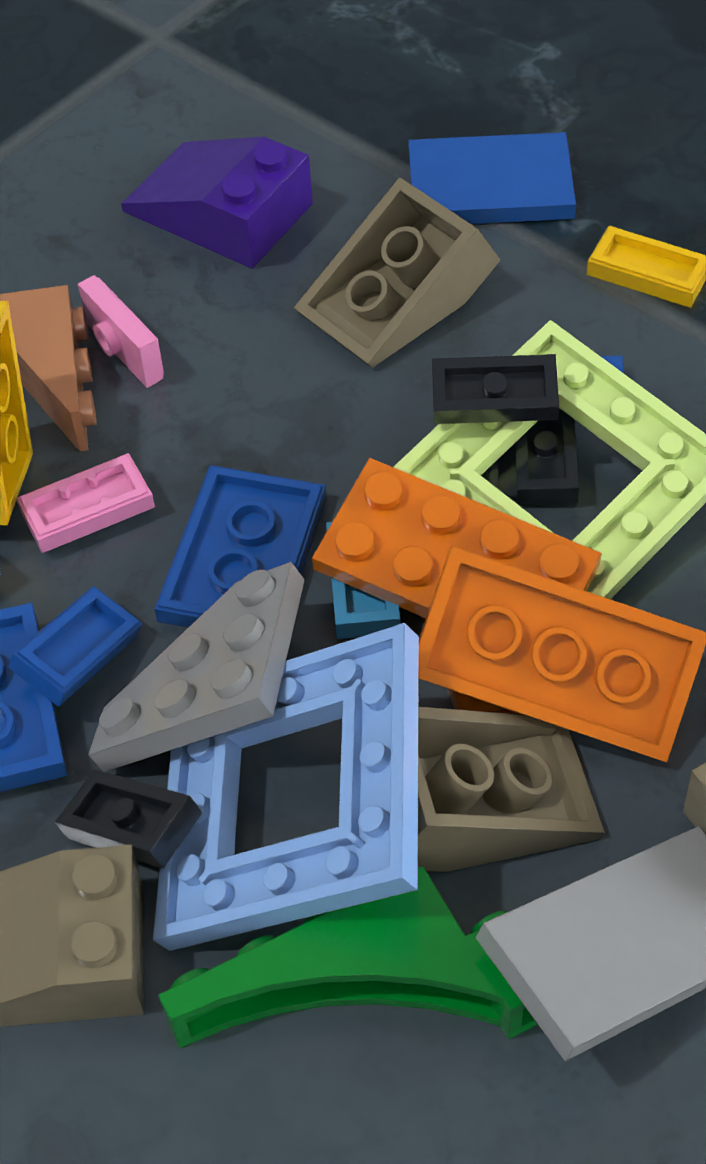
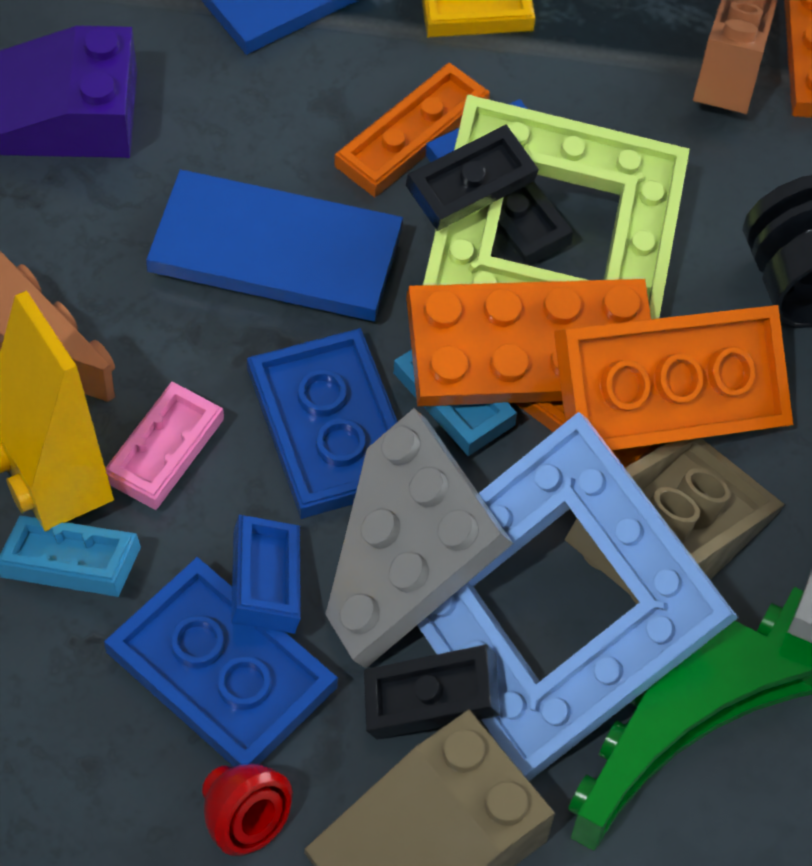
camera: 40 degrees left, 5 degrees up
(121, 331) = (72, 271): bright pink plate -> none
(308, 385) = (275, 245): none -> blue tile
(398, 275) = (282, 106): dark tan slope -> none
(505, 333) = (400, 136): none -> orange tile

